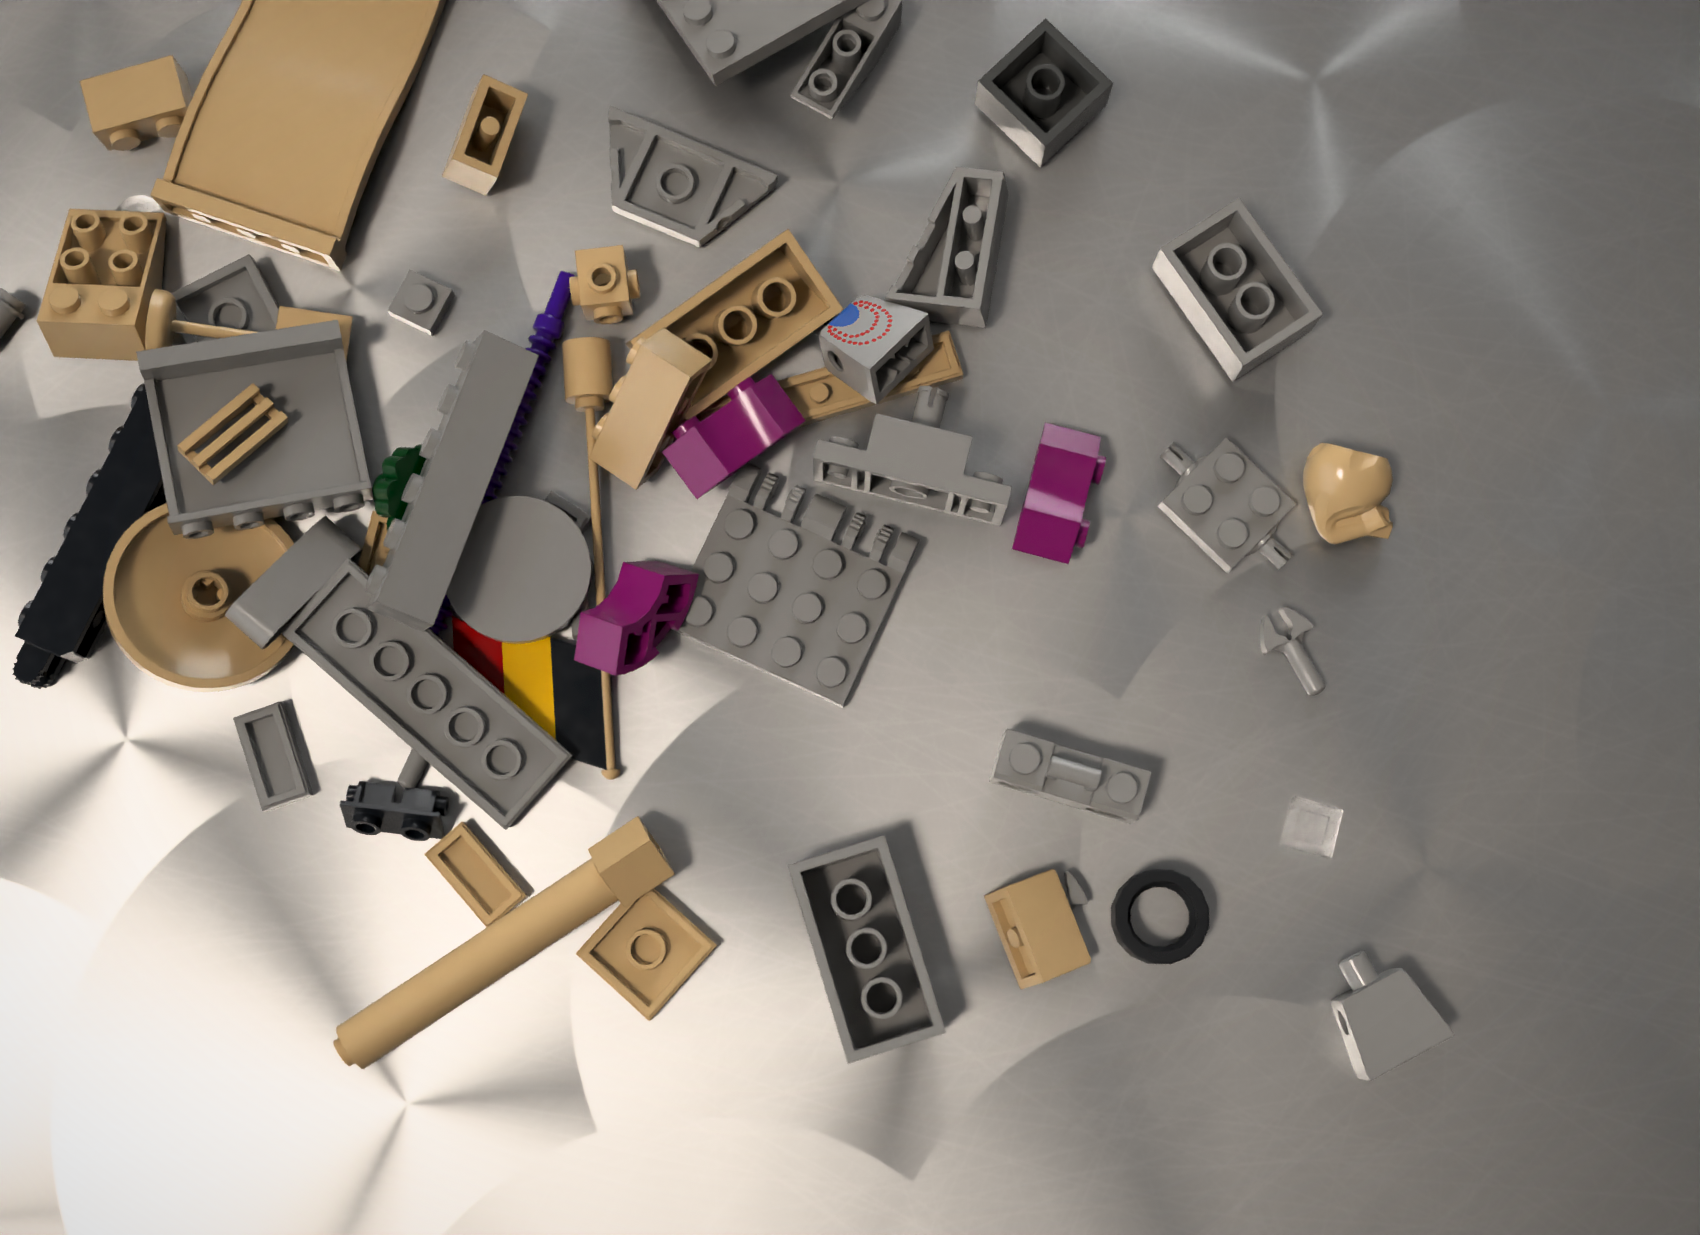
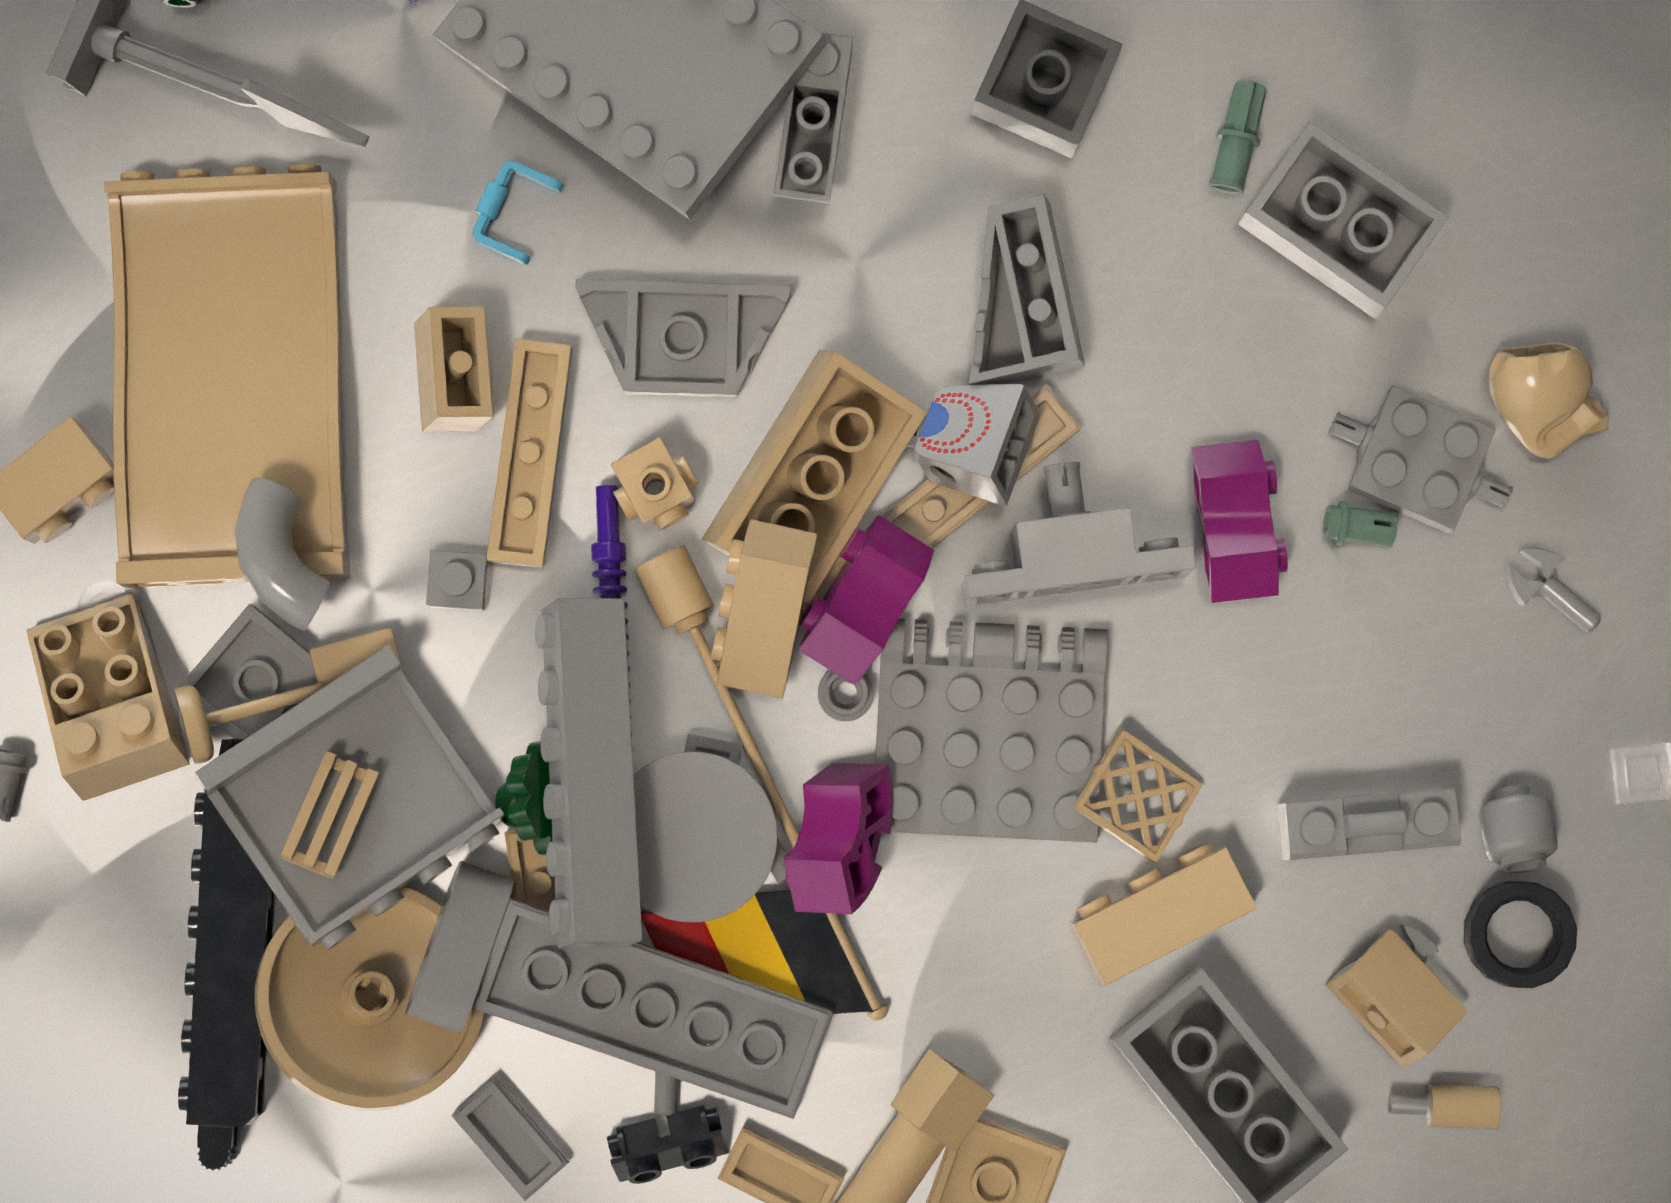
camera: 20 degrees left, 5 degrees up
(274, 215) = (269, 557): none -> light grey cylinder
(518, 226) = (529, 453): none -> tan plate
(577, 24) = (493, 200): none -> medium azure piece
(674, 506) = (844, 712): none -> light grey plate
(872, 782) = (1162, 913): none -> tan brick
(912, 713) = (1102, 772): none -> tan window
(1048, 1036) = (1452, 1106): none -> tan piece
(1156, 536) = (1359, 525): none -> sand green pin
(1177, 200) = (1238, 137): none -> sand green axle
(1191, 830) = (1518, 830): none -> light grey head

